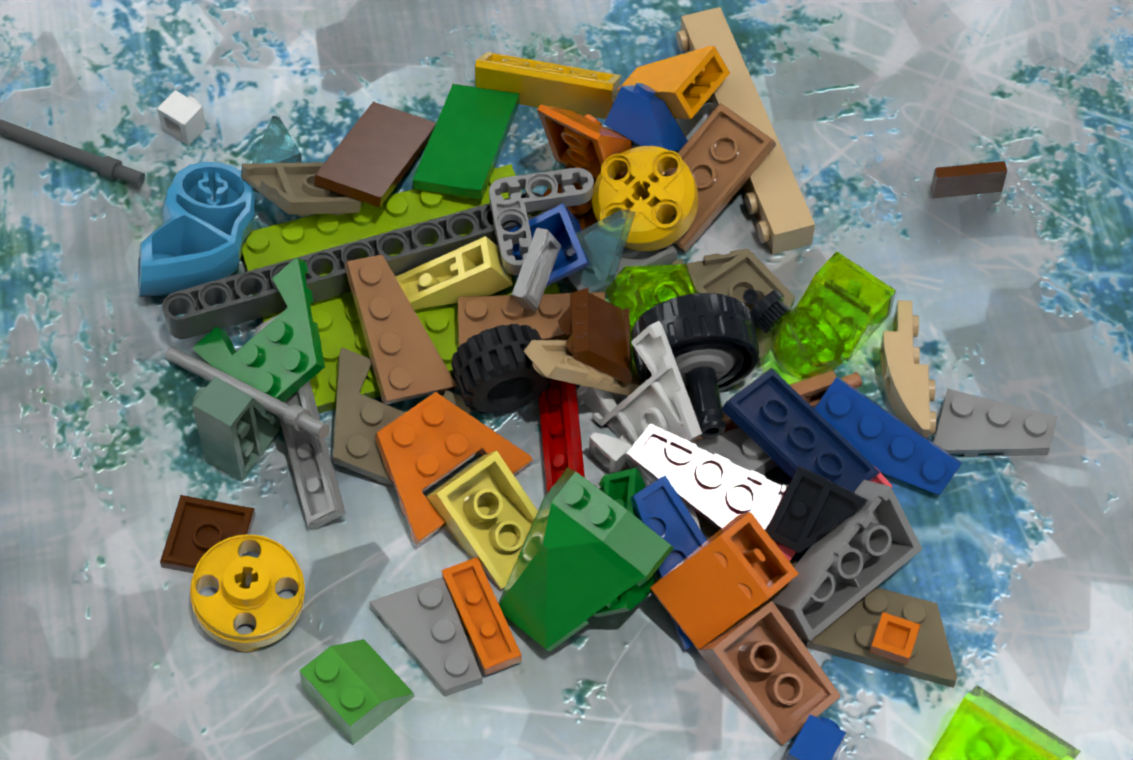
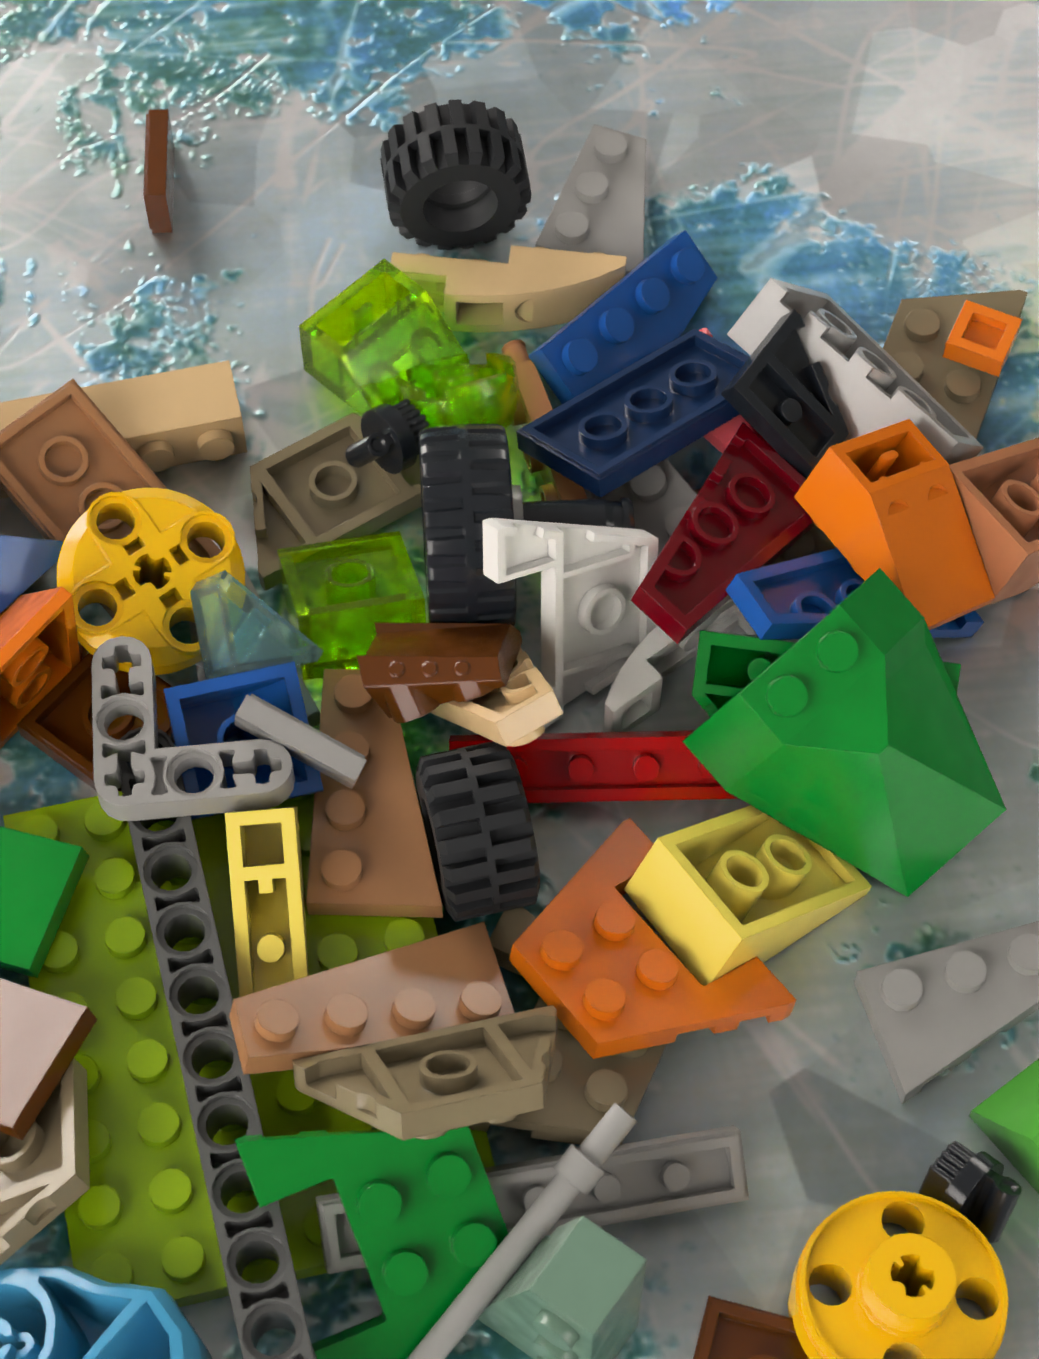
camera: 85 degrees left, 0 degrees up
(312, 629) = (973, 1187): none -> black piece
(346, 355) = (439, 1076): none -> dark tan wing
(481, 616) = (931, 913): orange plate -> none
(974, 326) = (455, 175): none -> black tyre

